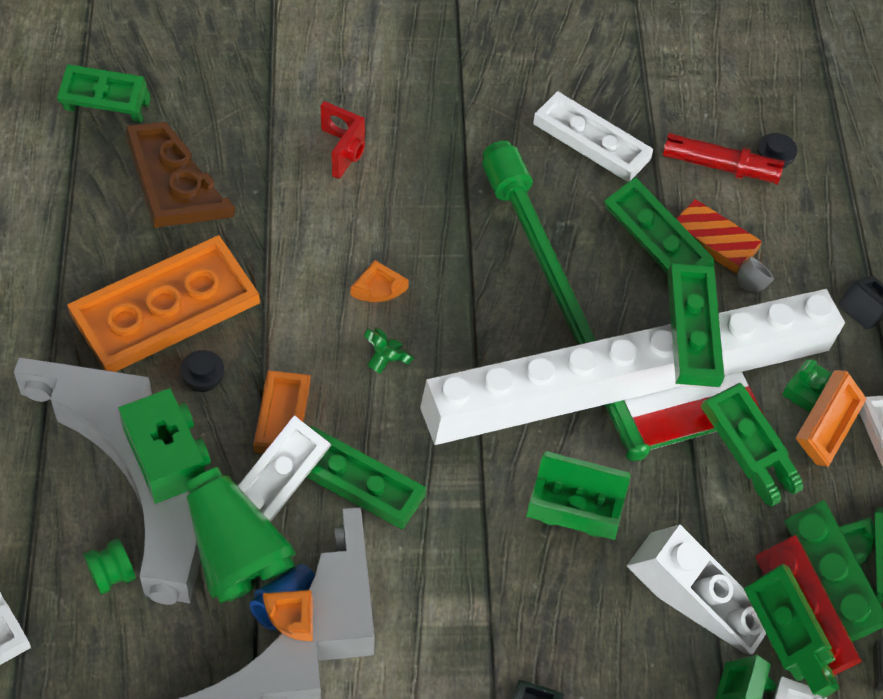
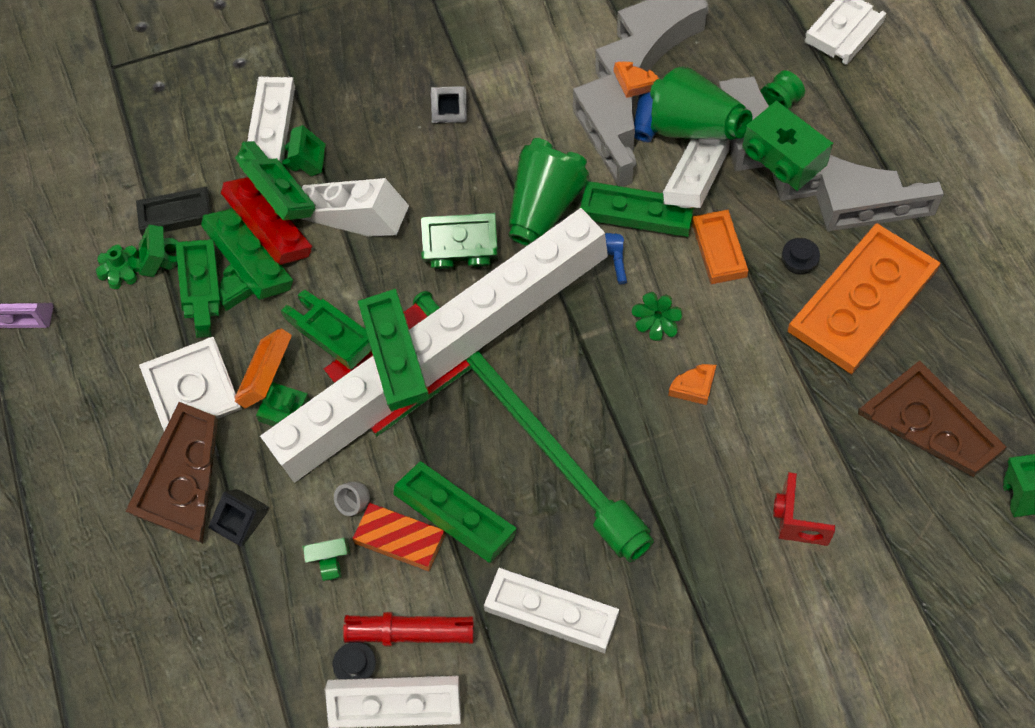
camera: 170 degrees right, 5 degrees up
(401, 446) = (615, 247): none -> blue hand
(457, 520) = (543, 189): none -> green cone
(748, 112) = (393, 702): none -> white plate
(788, 232) = (327, 555): none -> tile

